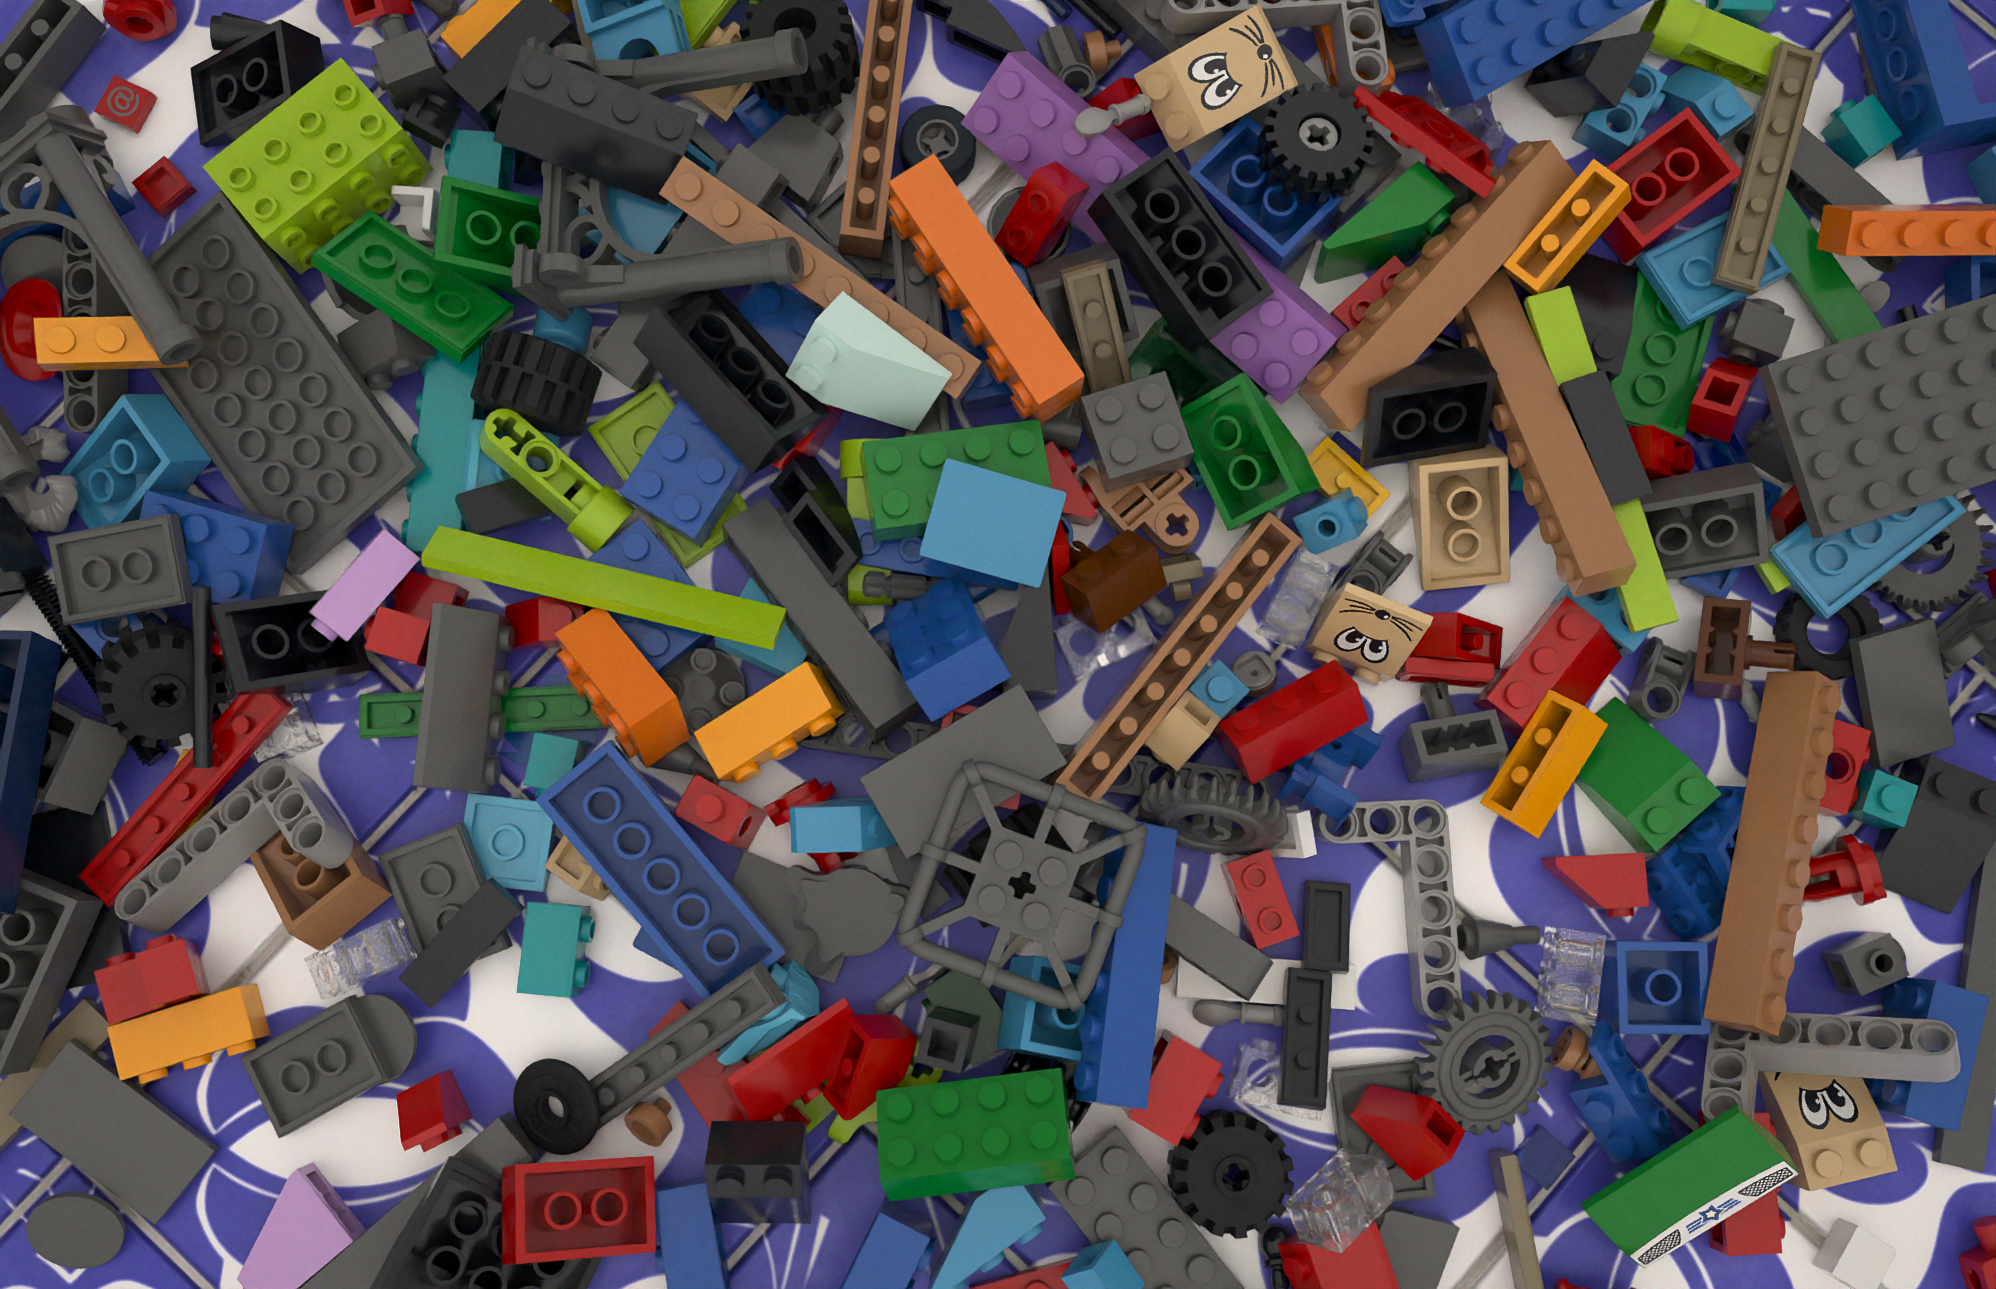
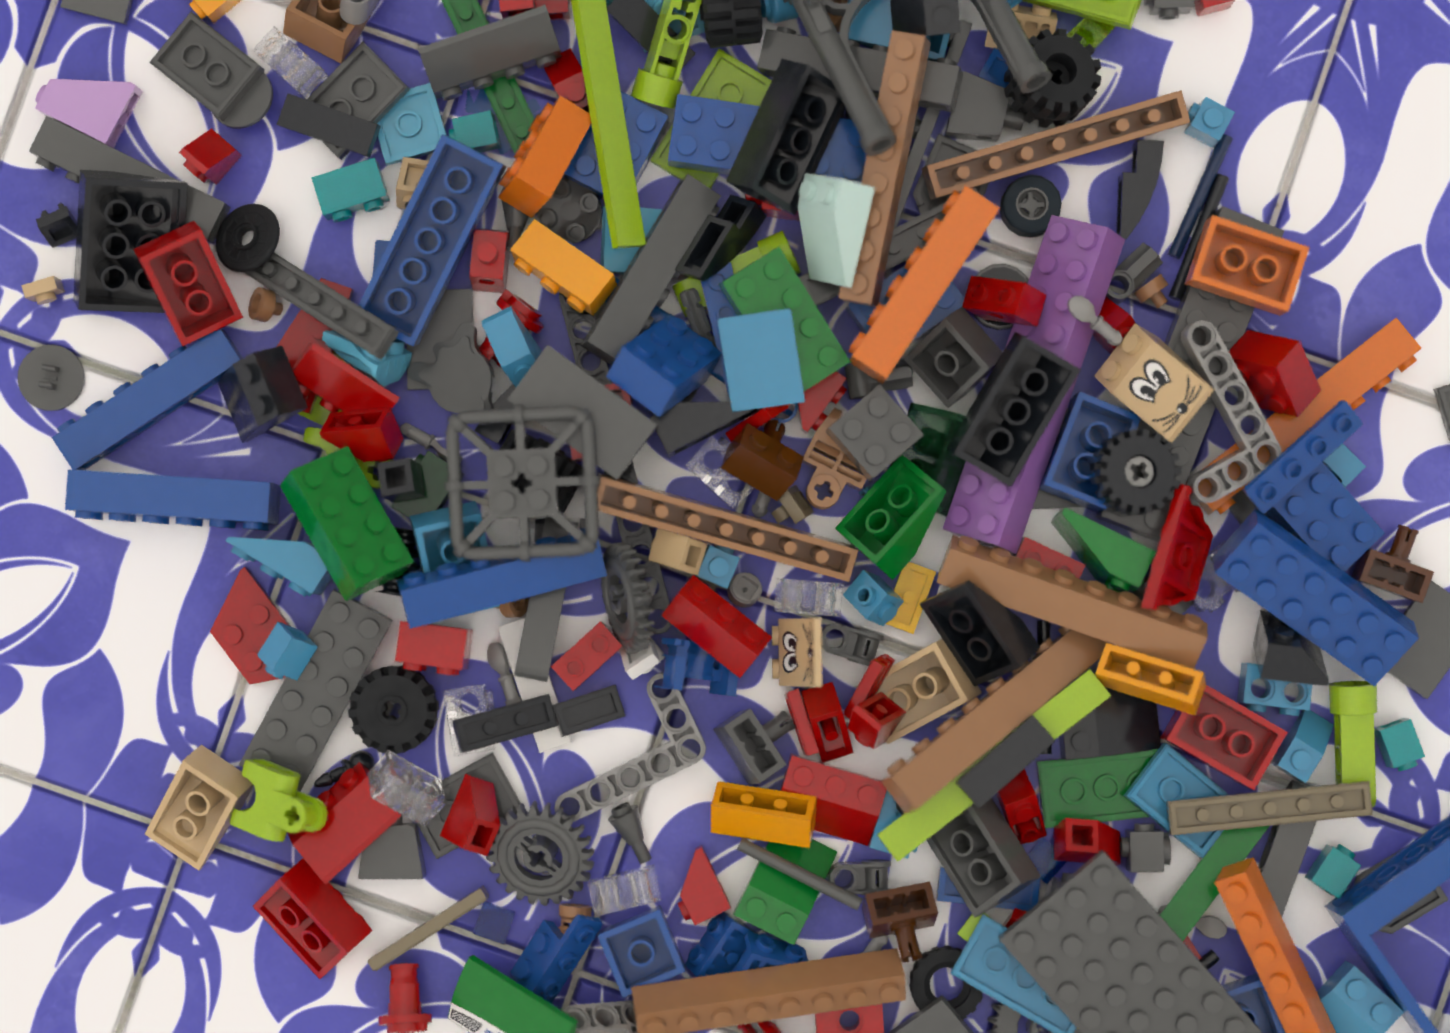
camera: 70 degrees right, 5 degrees up
(1096, 325) = (936, 375): dark tan tile -> none
(1436, 571) = (870, 682): none -> red tile
(1482, 579) = (875, 720): none -> red slope
(1635, 749) = (800, 874): none -> dark grey bar

